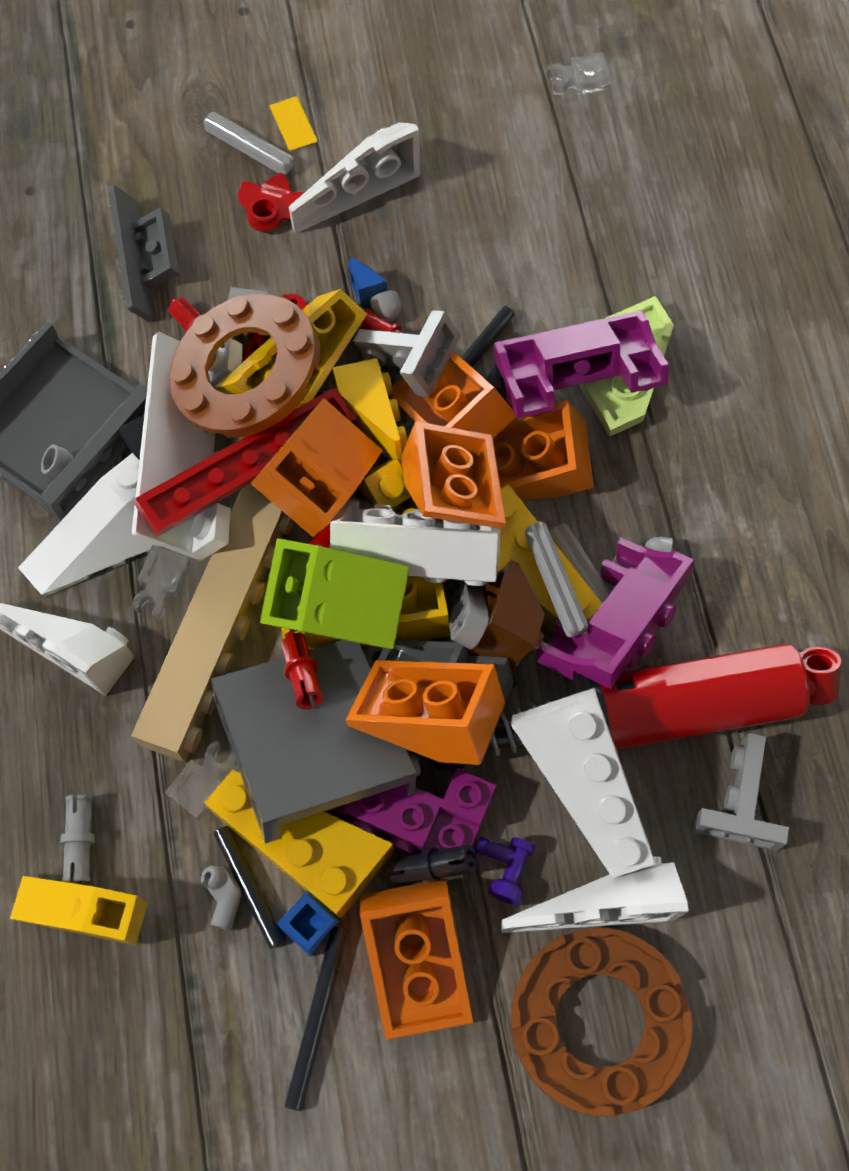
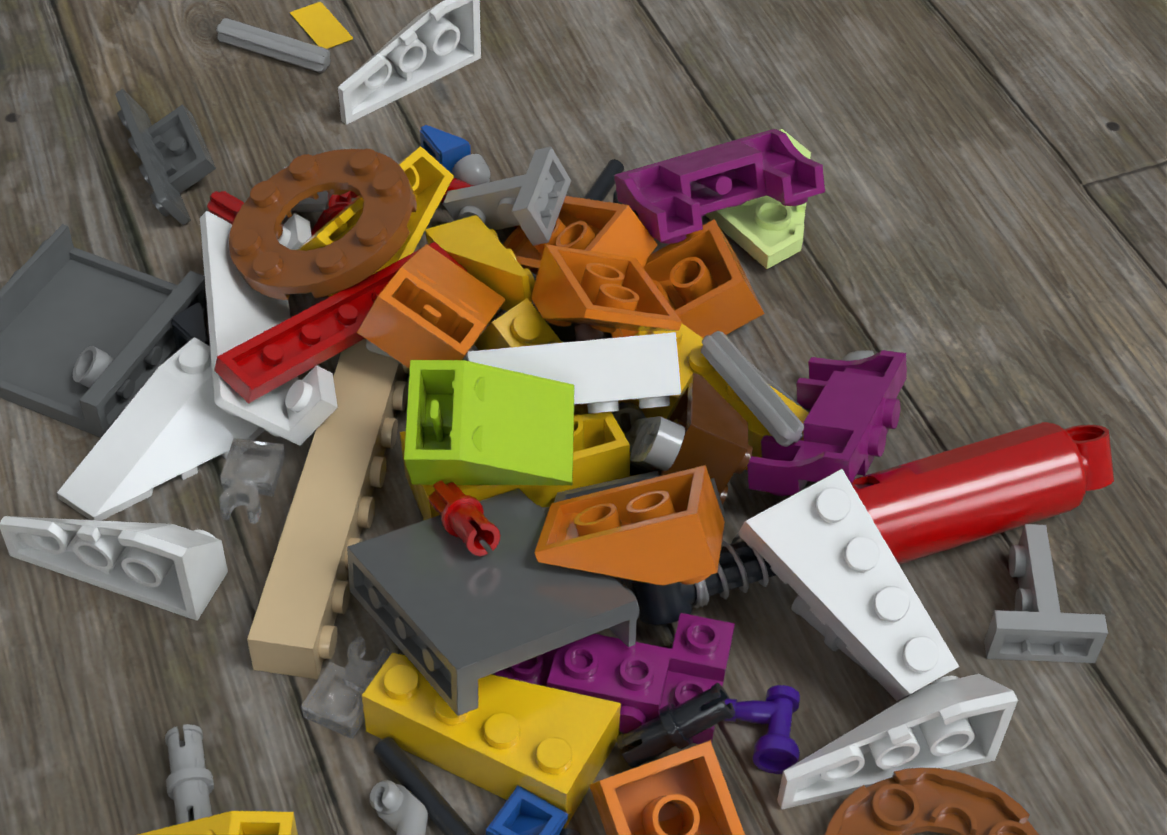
camera: 15 degrees left, 20 degrees down
(268, 200) = (308, 98): red plate -> none

